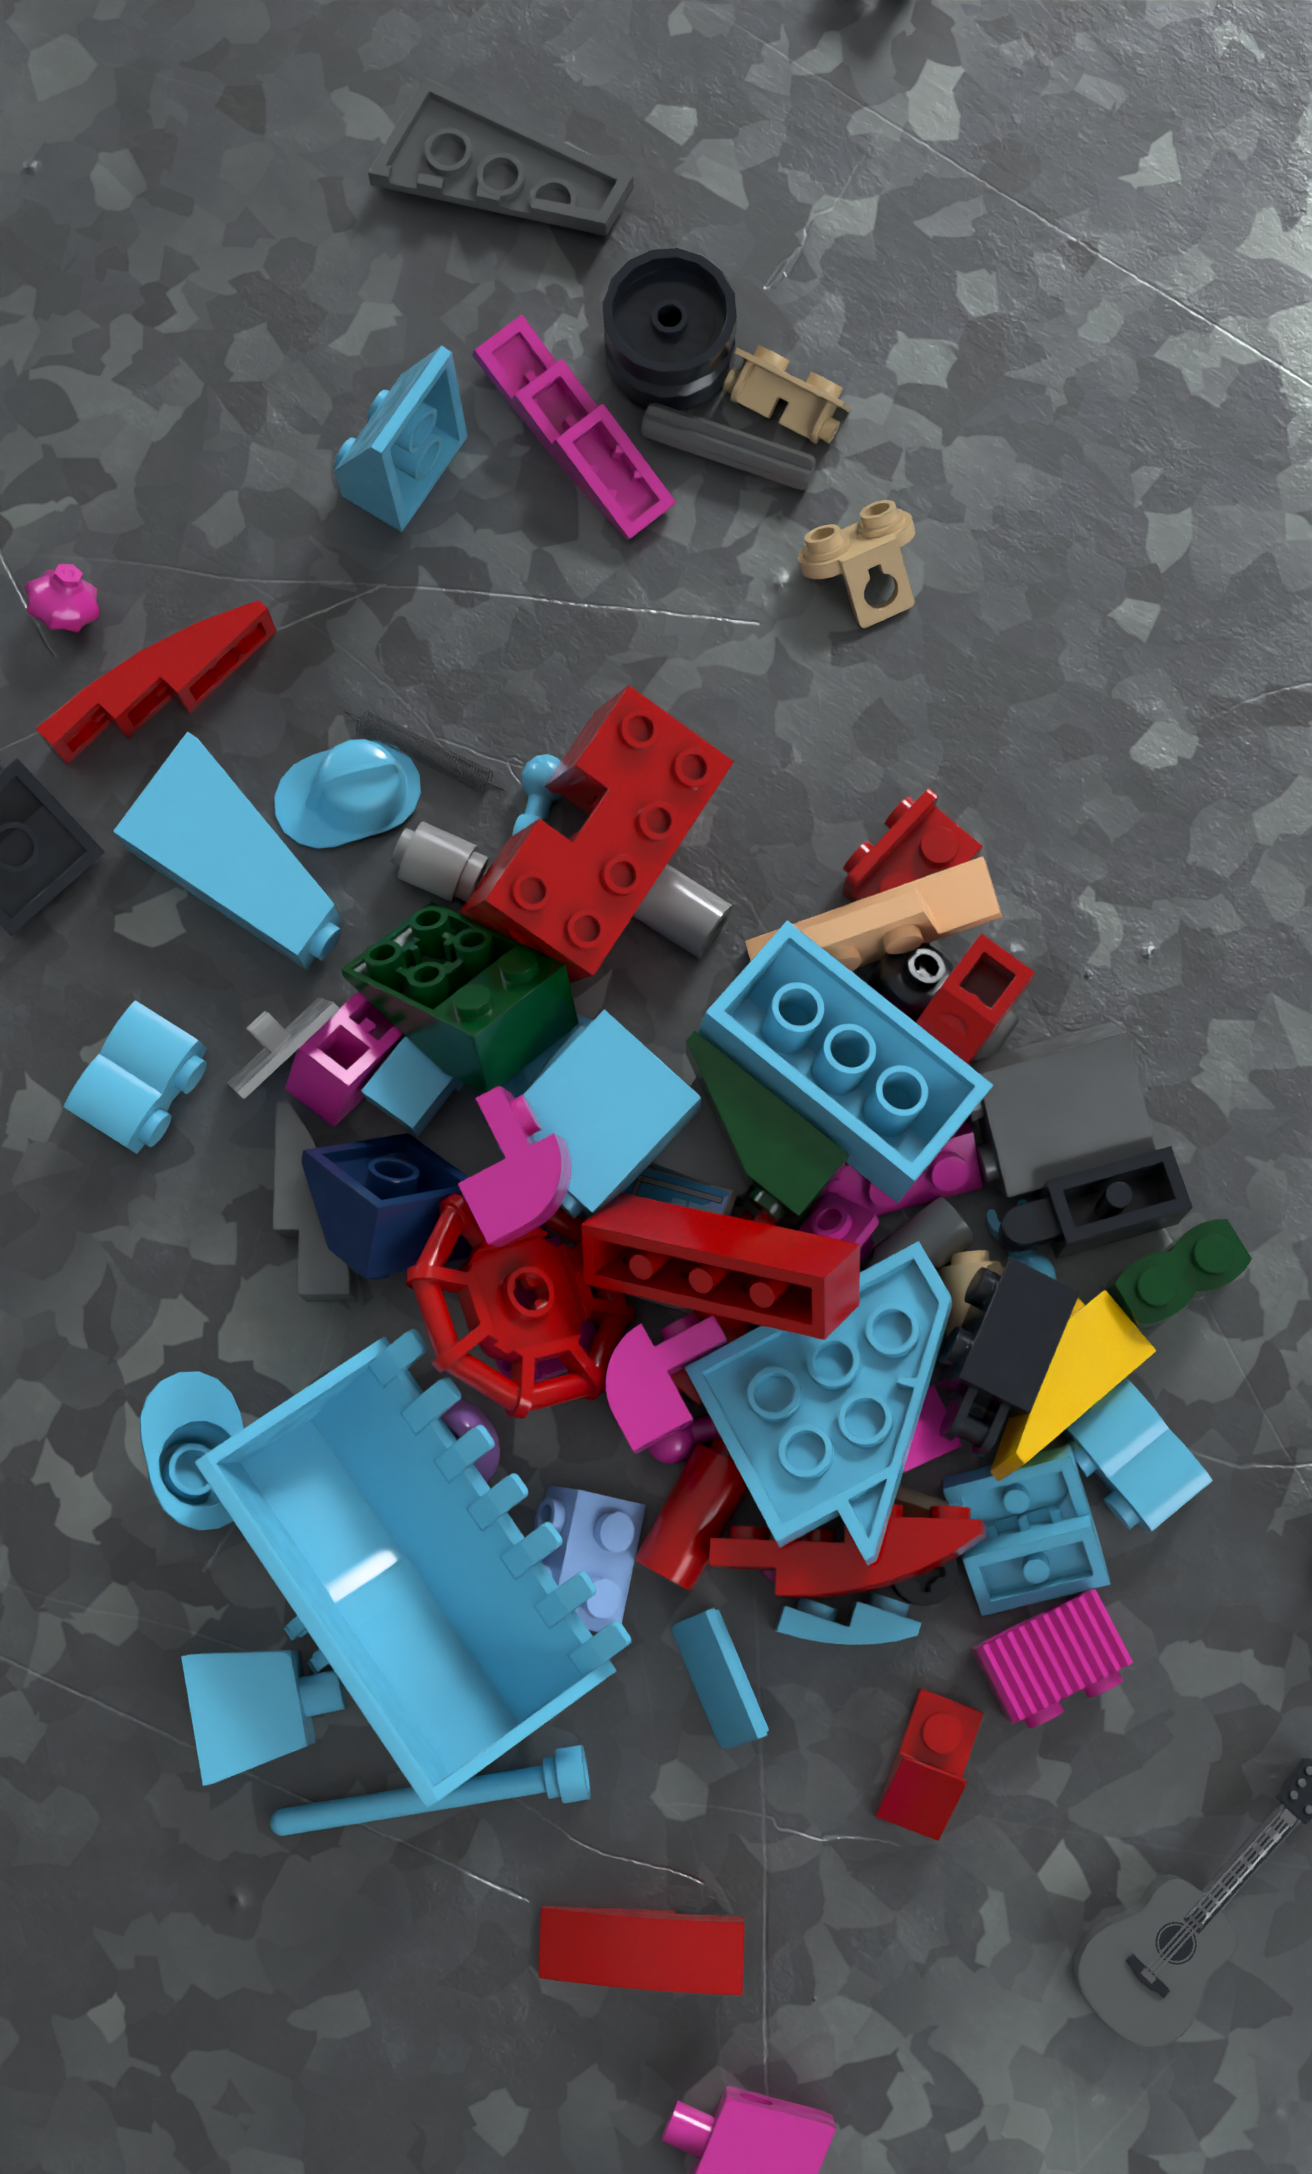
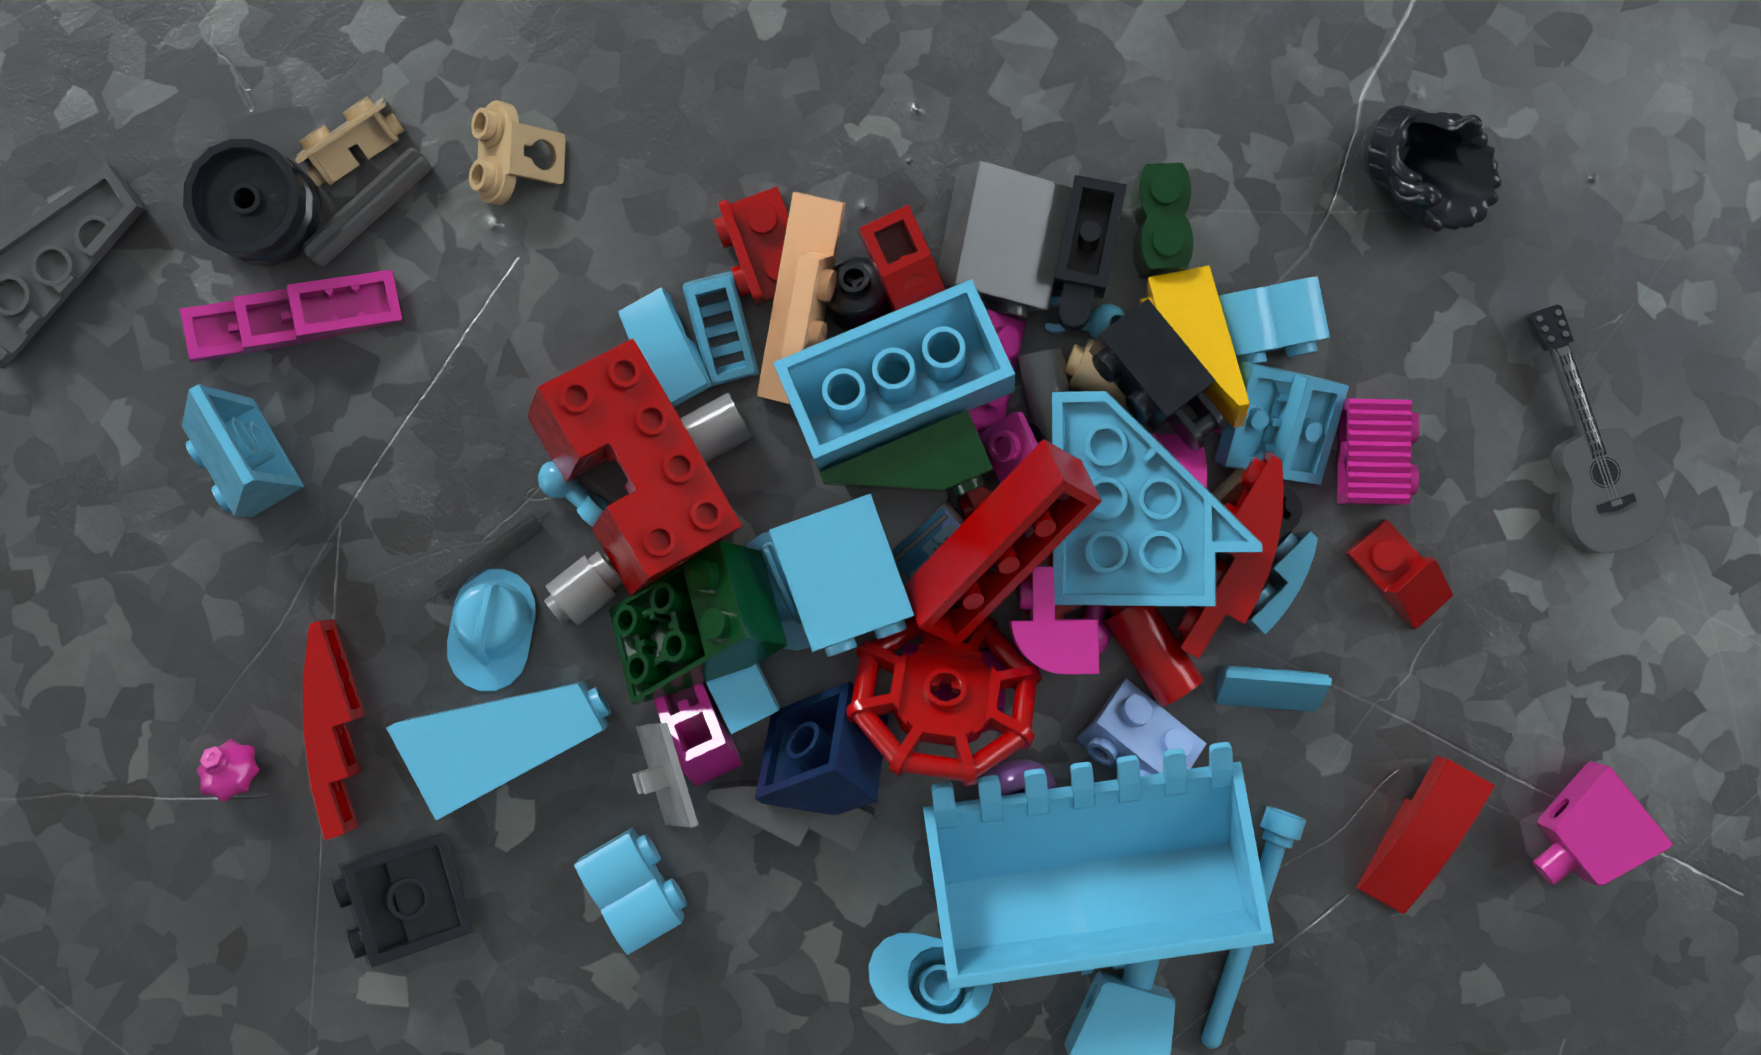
camera: 70 degrees left, 10 degrees up
(529, 1181) = (873, 654): dark pink brick -> none
(739, 817) = (665, 346): none -> medium azure slope
(798, 833) = (706, 286): none -> medium azure slope

